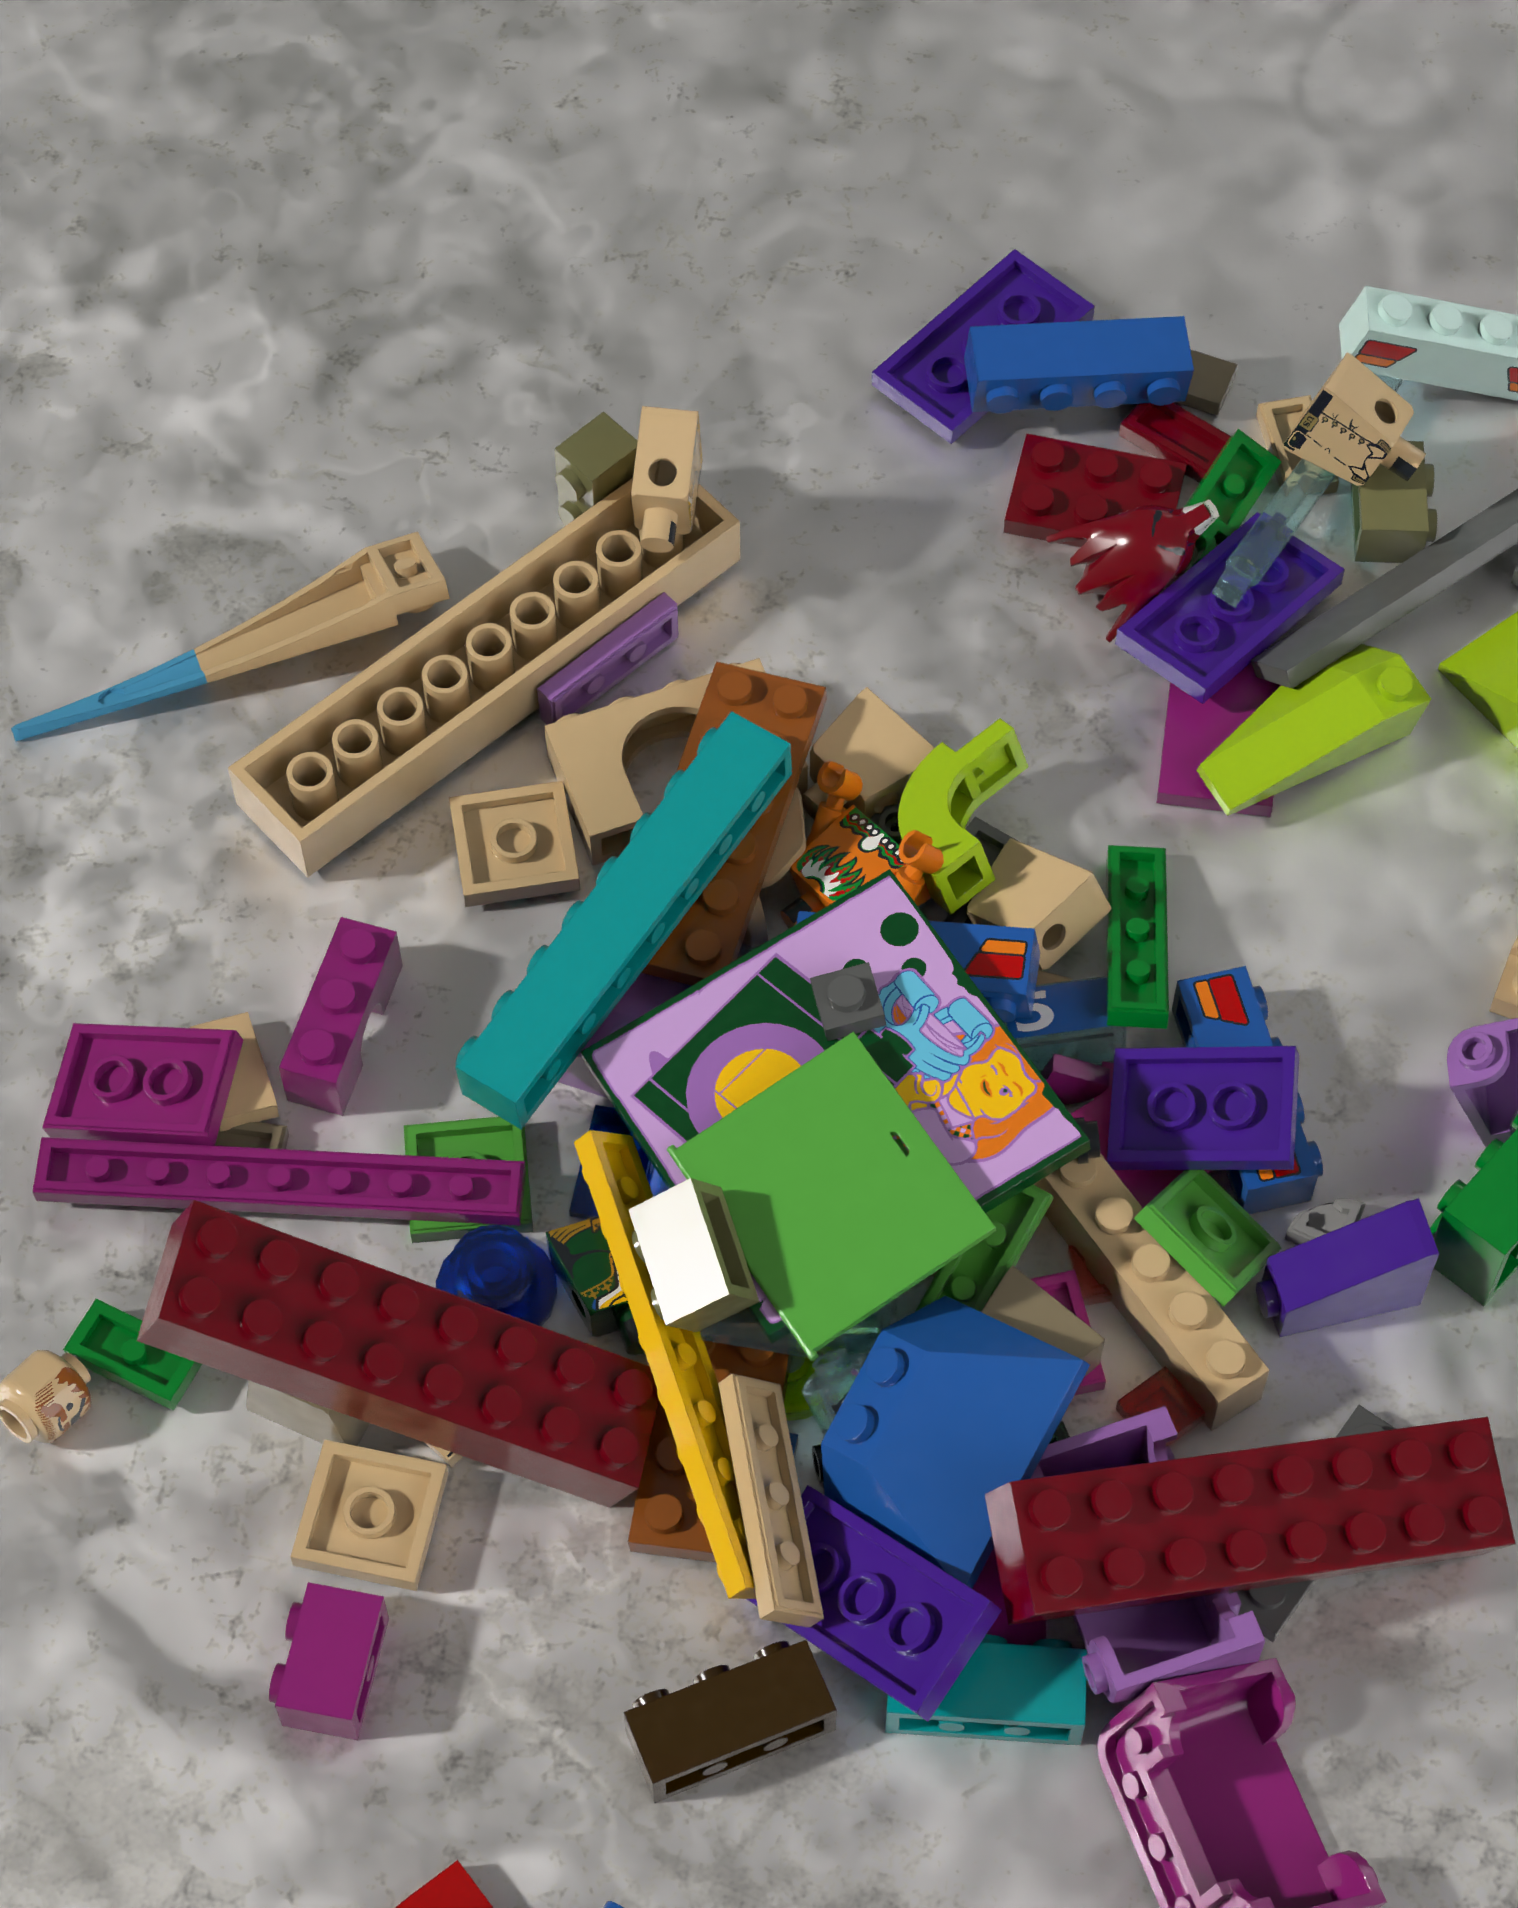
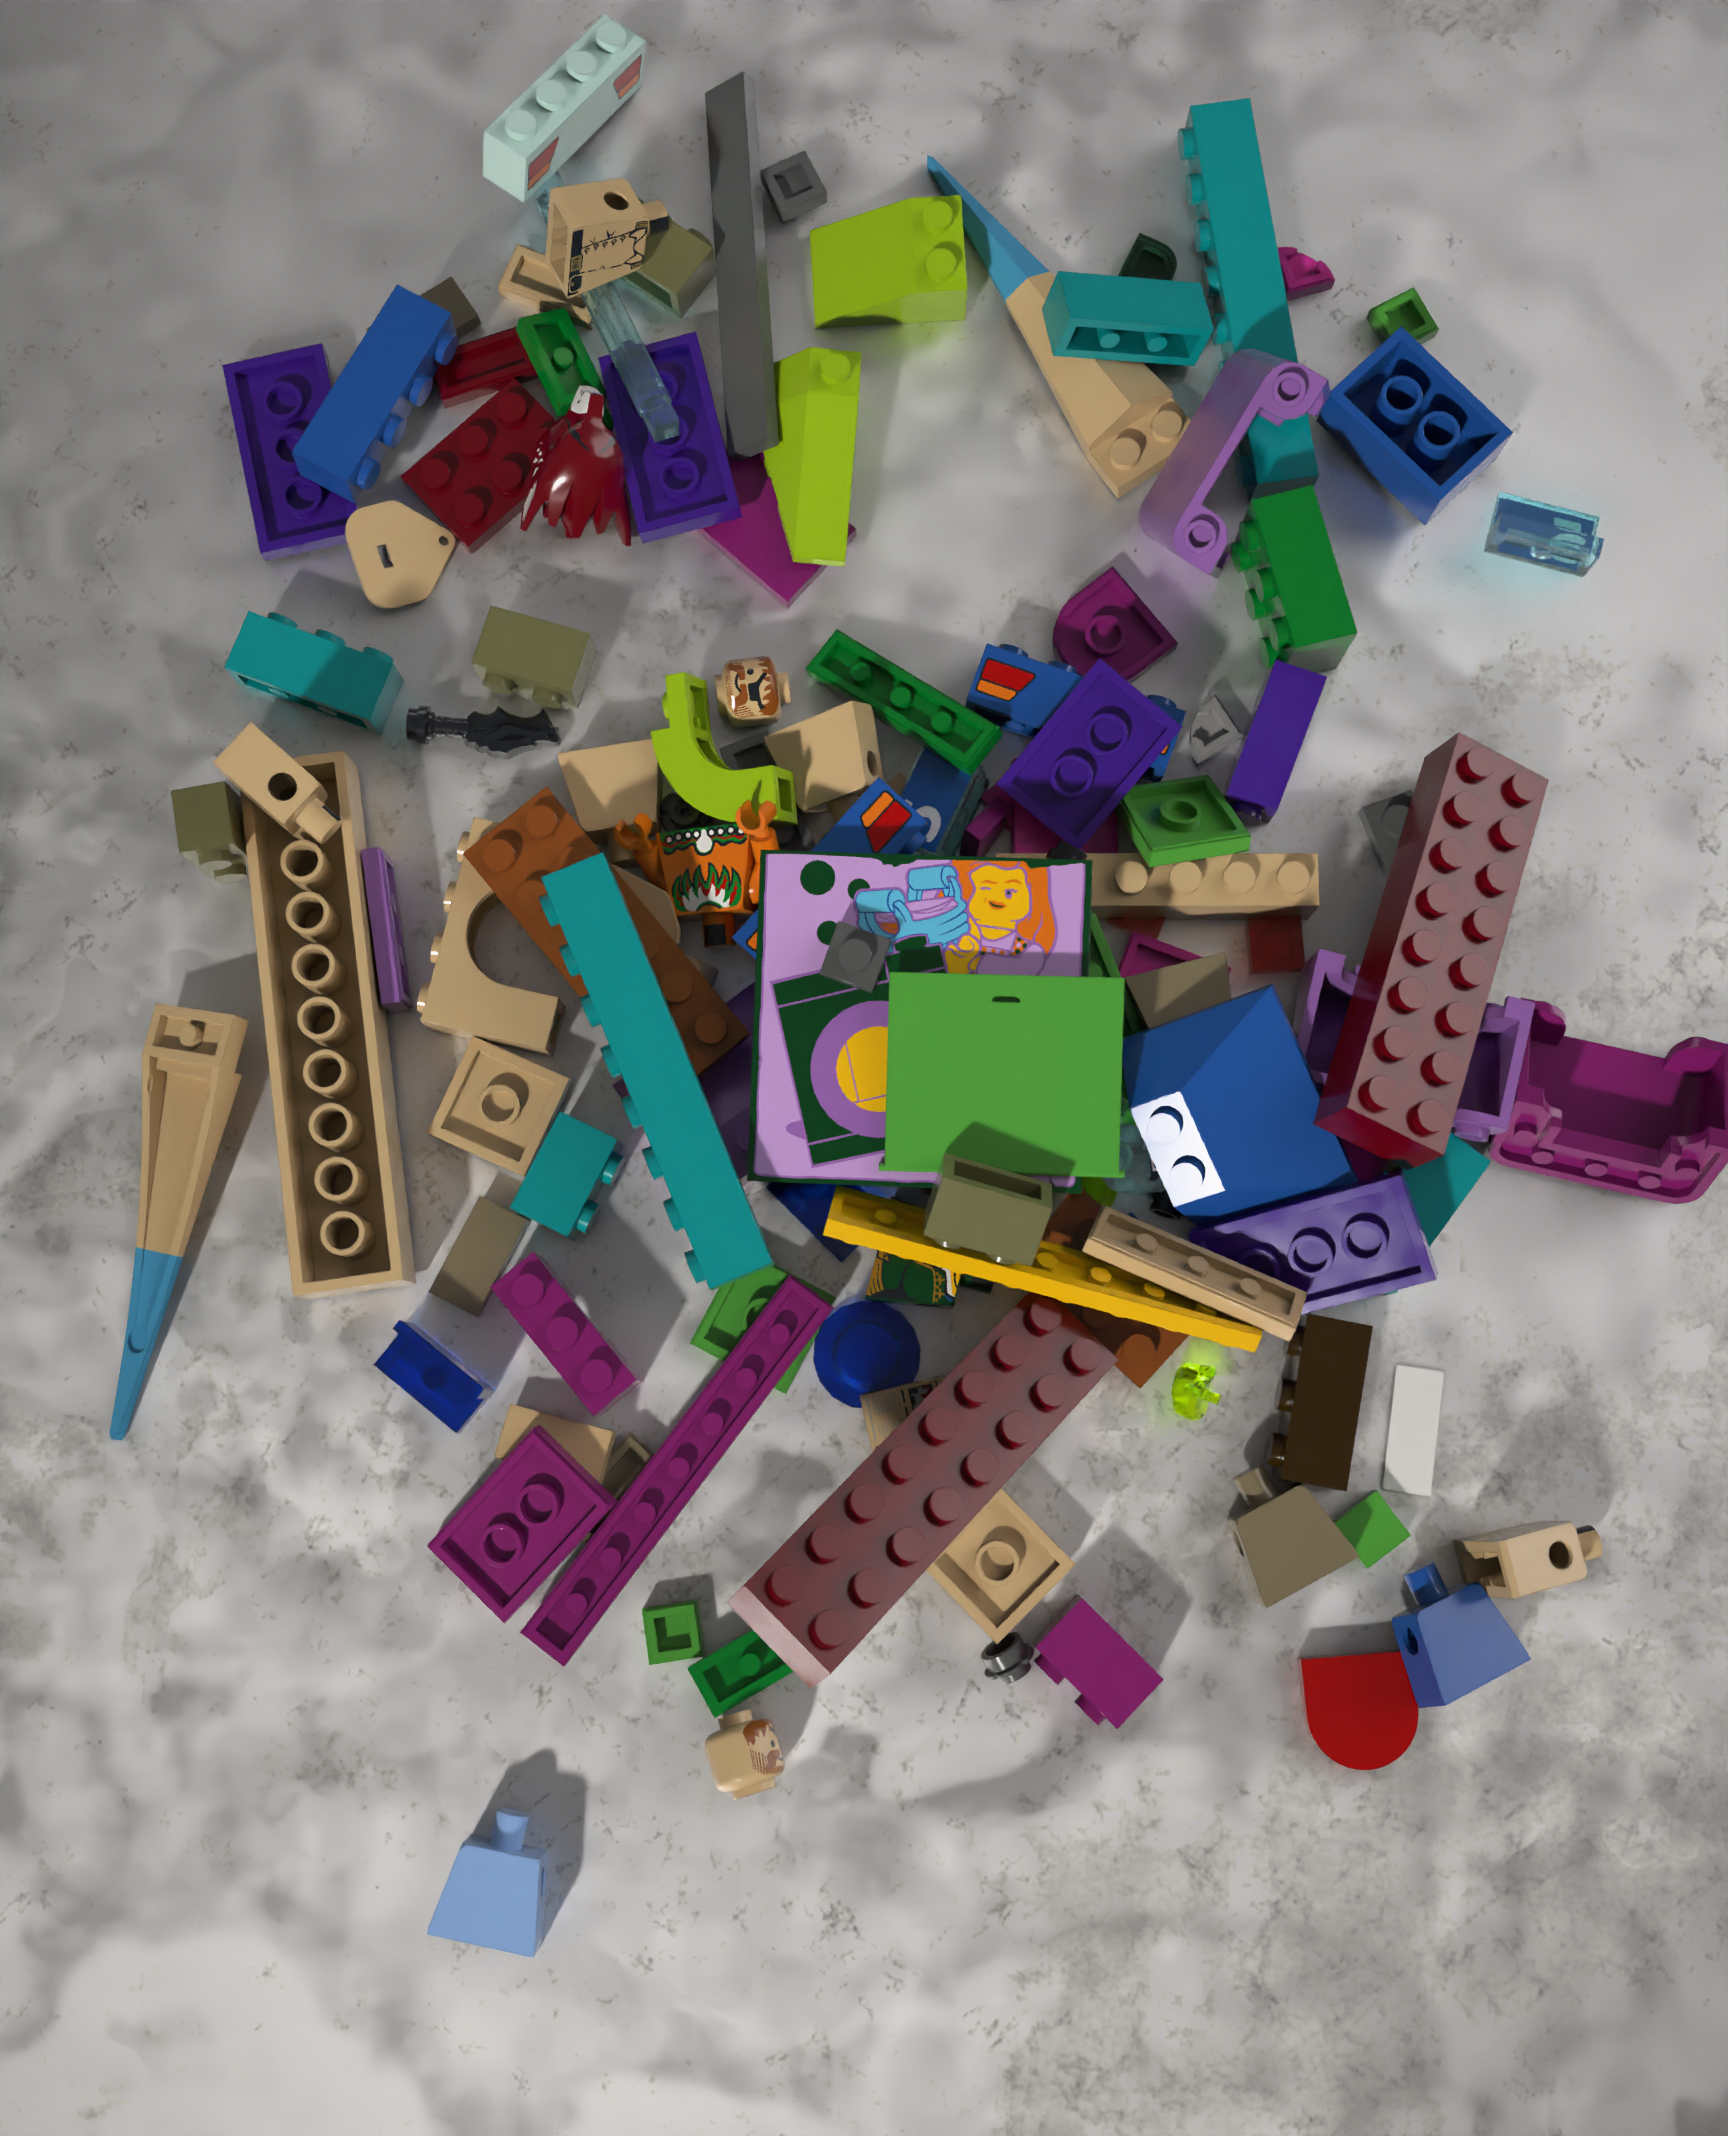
camera: 55 degrees left, 20 degrees up
(121, 1275) = (673, 1631): none -> bright green tile
(232, 939) = (433, 1376): none -> clear blue panel
(282, 1581) = (1008, 1658): none -> dark grey plate
(385, 903) = (479, 1256): none -> dark tan tile
(485, 931) = (569, 1177): none -> teal brick
(568, 1766) = (1284, 1537): none -> dark tan torso
(635, 1854) = (1371, 1528): none -> bright green tile
(661, 1600) = (1192, 1390): none -> clear neon green piece
(766, 1843) = (1413, 1430): none -> white sticker
(800, 474) = (315, 671): none -> teal brick
(850, 641) = (493, 733): none -> black piece
(943, 626) = (533, 658): none -> olive piece
(969, 481) = (411, 549): none -> tan piece
(1049, 812) = (751, 691): none -> head
(1353, 1081) = (1112, 625): none -> magenta tile

